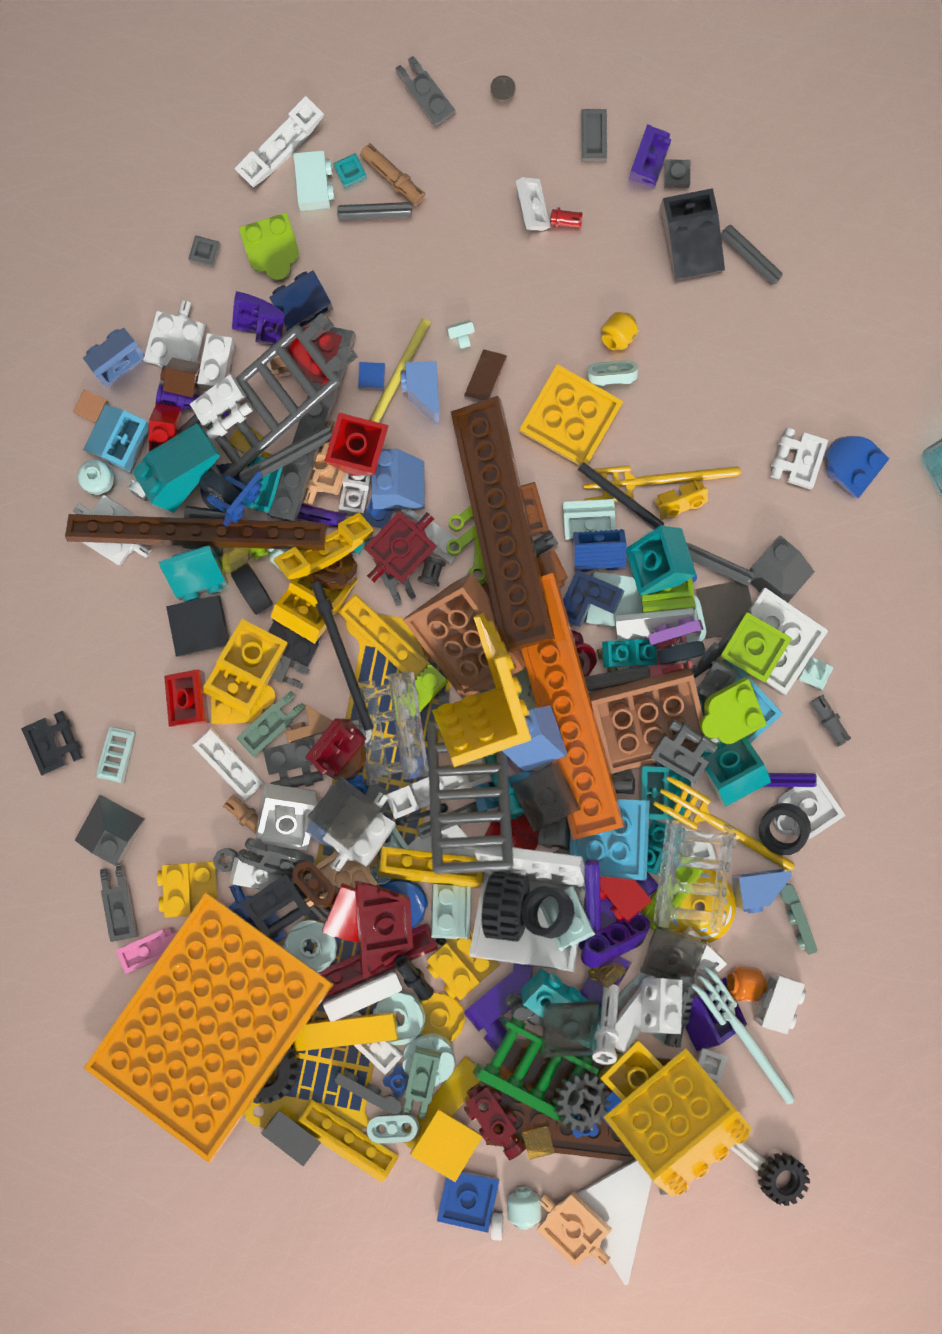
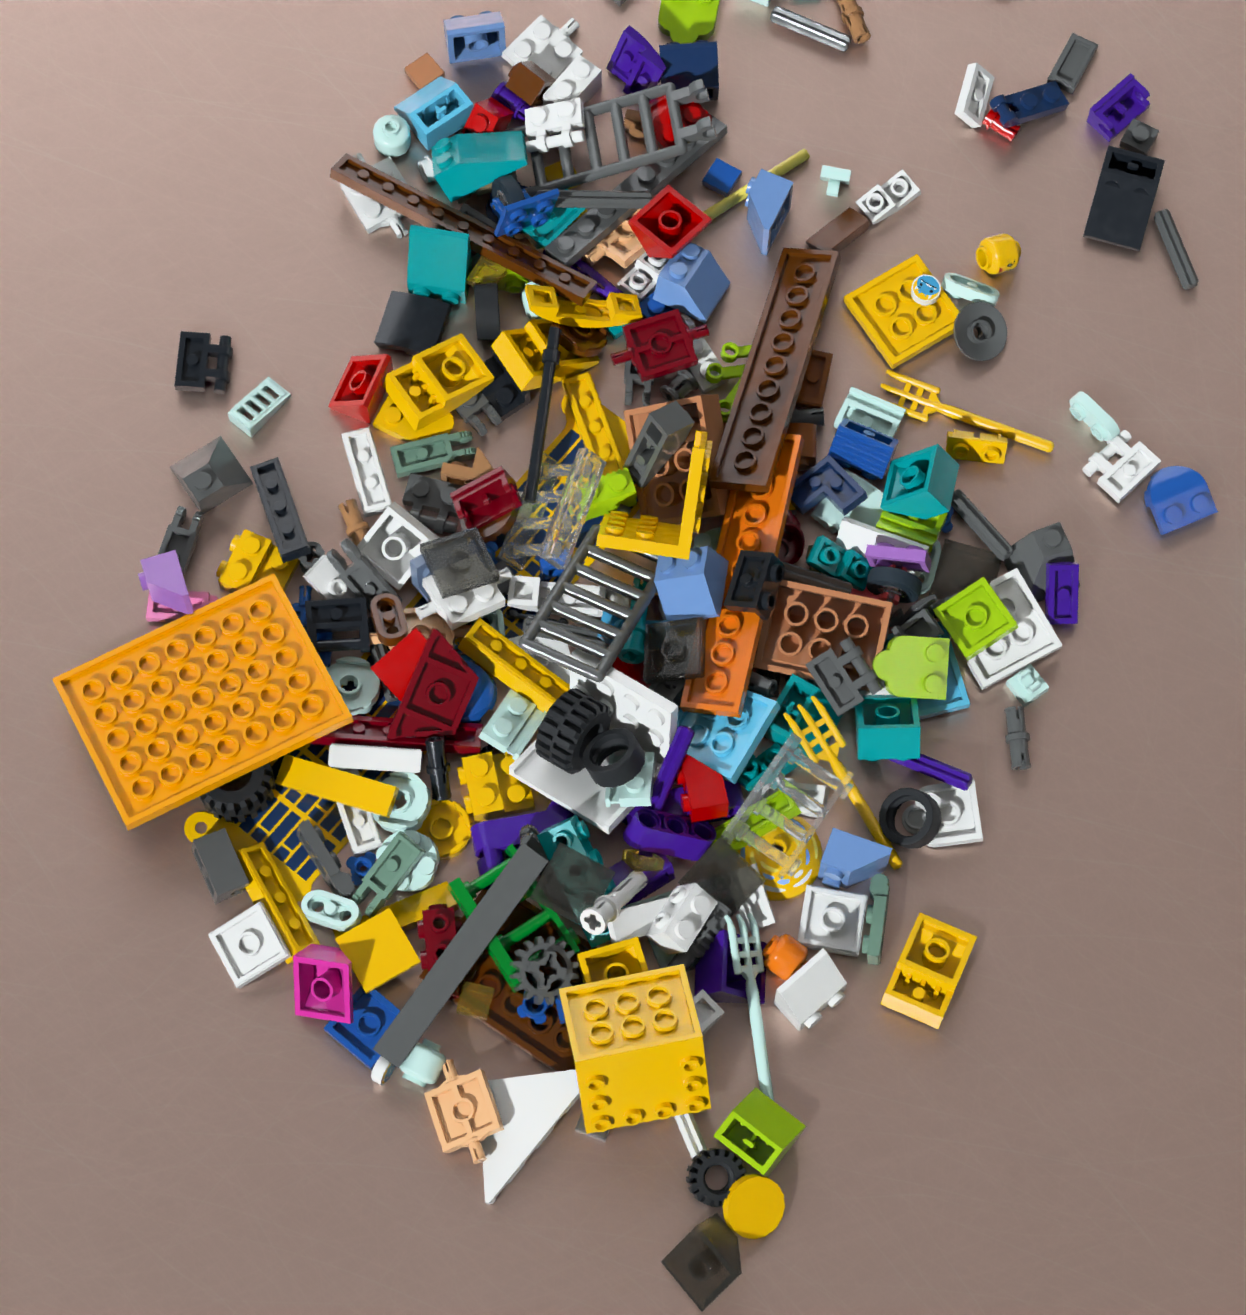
camera: 30 degrees right, 15 degrees down
(127, 944) = (166, 581): none -> medium lavender slope
(180, 835) = (280, 510): none -> black tile
(346, 1186) = (249, 945): none -> white plate
(418, 1190) = (323, 984): none -> dark pink slope
(447, 637) = (658, 441): none -> dark grey slope
(509, 325) = (889, 198): none -> white slope
(515, 1124) = (460, 955): none -> dark grey tile
(580, 190) = (1029, 104): none -> dark blue plate
(580, 392) = (925, 290): none -> tile
(582, 716) = (755, 583): none -> black bracket
(620, 495) = (909, 401): black bar -> none
(646, 401) = (990, 328): none -> dark grey dish
(749, 426) = (1100, 422): none -> light aqua plate
(766, 936) = (832, 920): none -> white plate
(798, 1130) = (760, 1131): none -> lime slope
(808, 589) = (1062, 592): none -> dark purple plate
(808, 1243) = (706, 1261): none -> clear smoke slope
(822, 1187) = (753, 1206): none -> yellow tile
(856, 937) = (928, 970): none -> yellow slope

